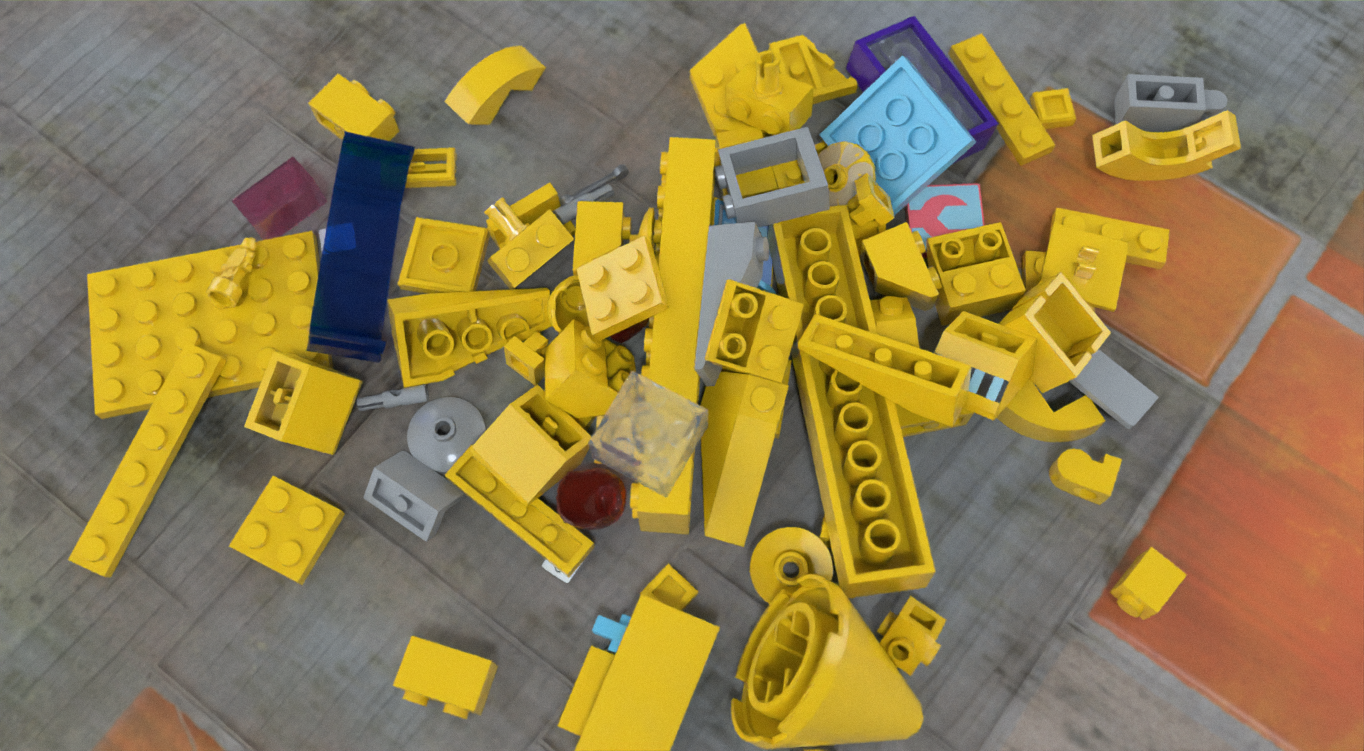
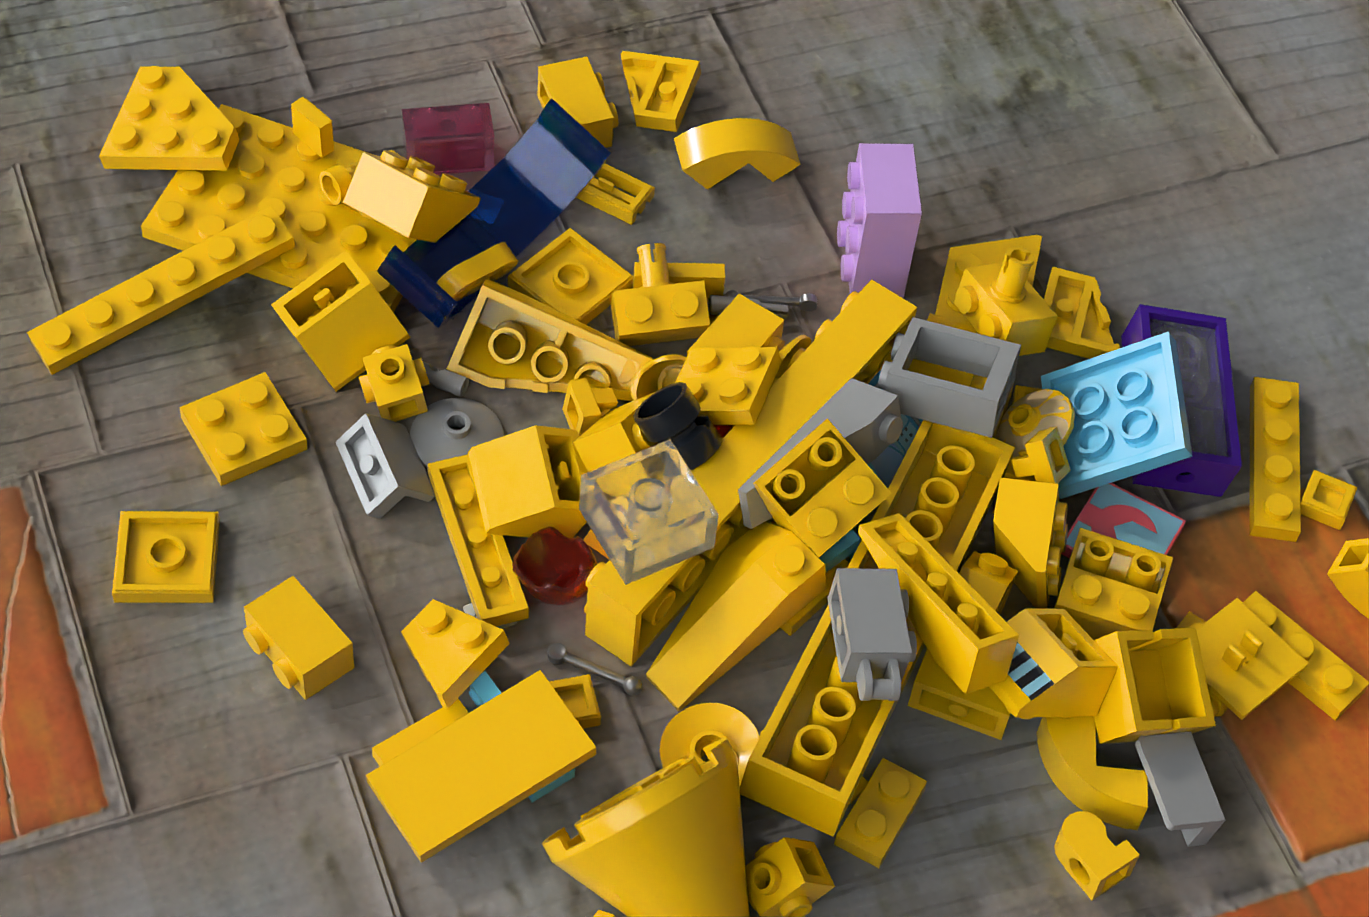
camera: 25 degrees right, 15 degrees down
(59, 319) = (168, 126): none -> yellow plate
(172, 256) = (312, 127): none -> yellow tile
(286, 271) = (409, 195): none -> yellow slope
(301, 672) = (166, 557): none -> yellow tile
(376, 298) = (472, 273): none -> yellow beam
(388, 433) = (395, 382): none -> yellow brick
(404, 65) = (659, 88): none -> yellow wing
(561, 612) = (452, 648): none -> yellow wing
(617, 345) = (675, 416): none -> black wheel
(634, 559) = (558, 654): none -> flat silver hinge
(640, 82) = (880, 217): none -> lavender brick
(865, 426) = (871, 631): none -> light grey brick
(937, 527) = (880, 812): none -> yellow plate

